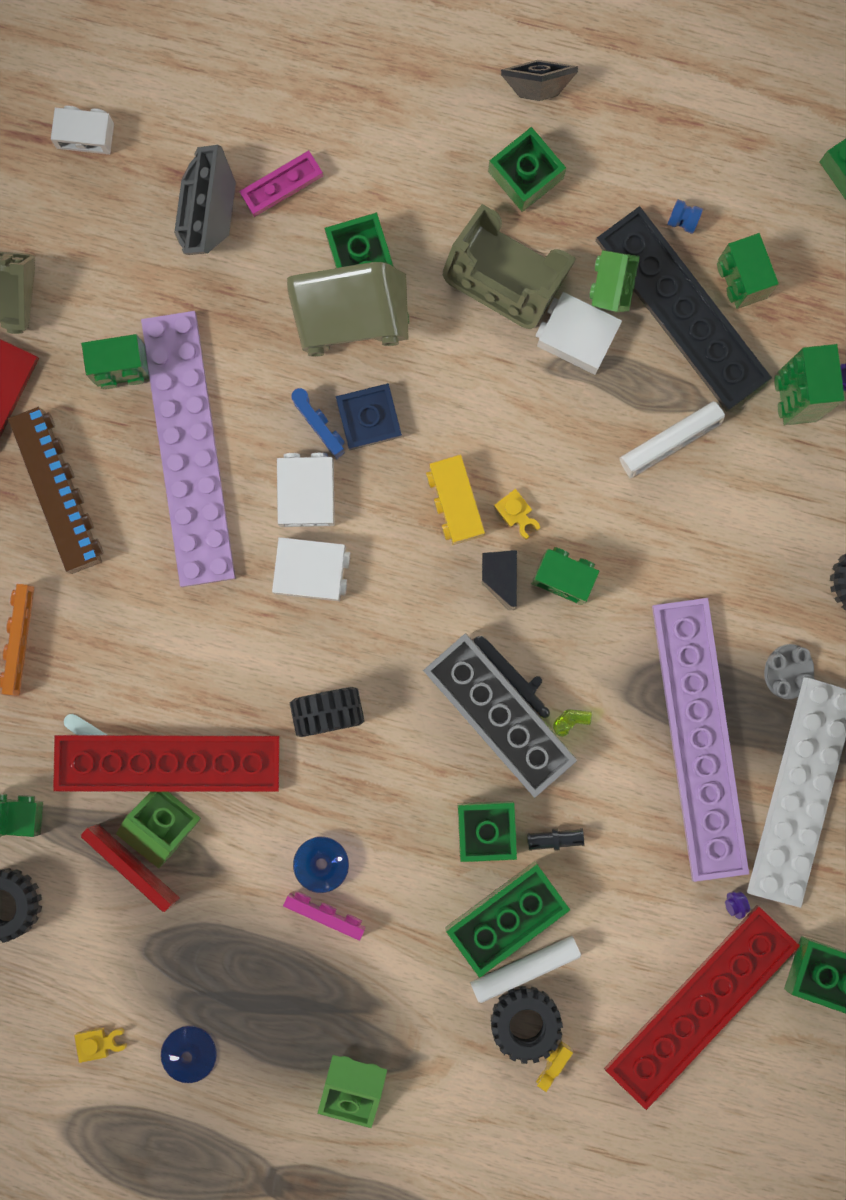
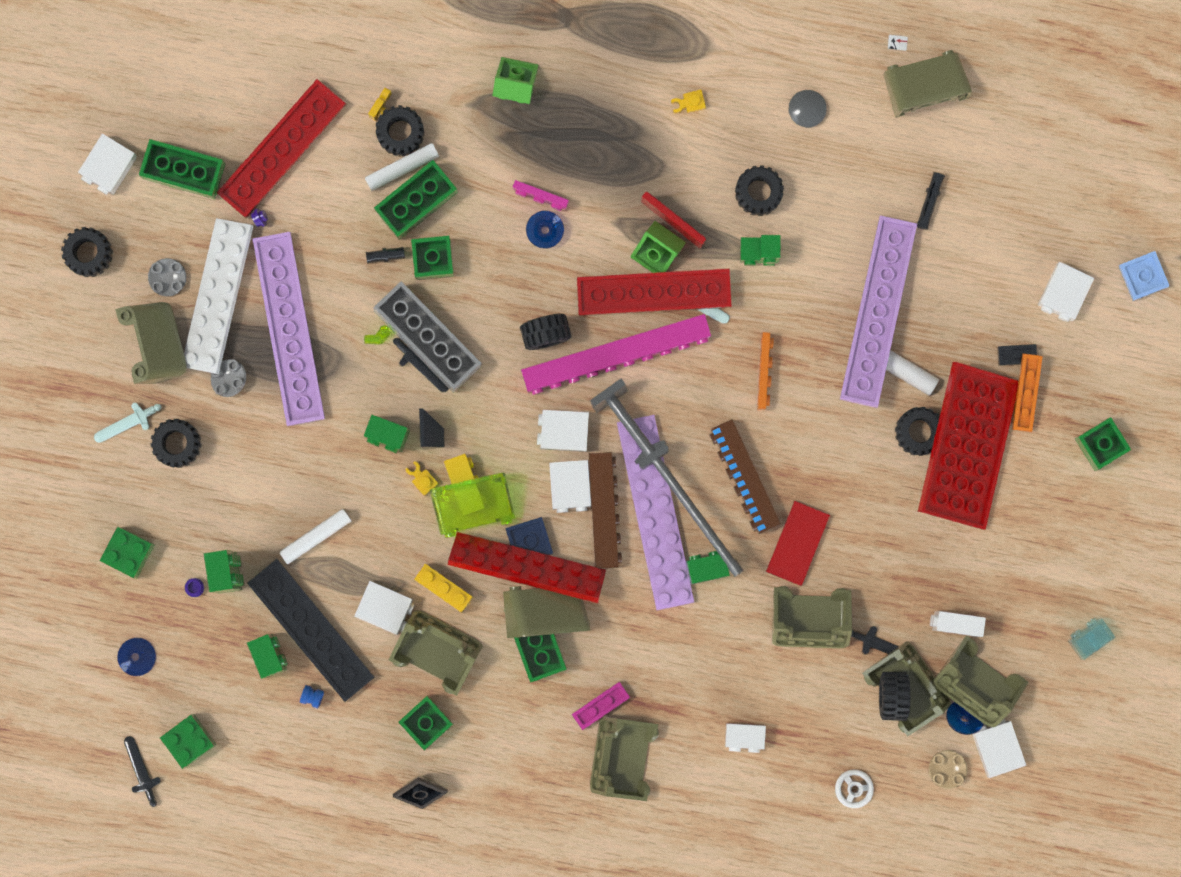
camera: 175 degrees right, 0 degrees up
(182, 523) = (651, 455): none -> dark grey piece
(198, 1044) = (625, 107): clear blue dish -> none
(205, 201) = (654, 685): dark grey wedge -> none
(228, 676) = (616, 353): none -> dark pink brick
(258, 105) = (622, 758): none -> olive windscreen
(260, 452) = (603, 510): none -> reddish brown brick
(317, 421) = (565, 536): blue plate -> none
(372, 373) = (527, 567): none -> red plate
(446, 470) = (472, 504): none -> clear neon green windscreen
(493, 355) = (443, 588): none -> yellow brick
(614, 281) = (360, 643): bright green slope -> none

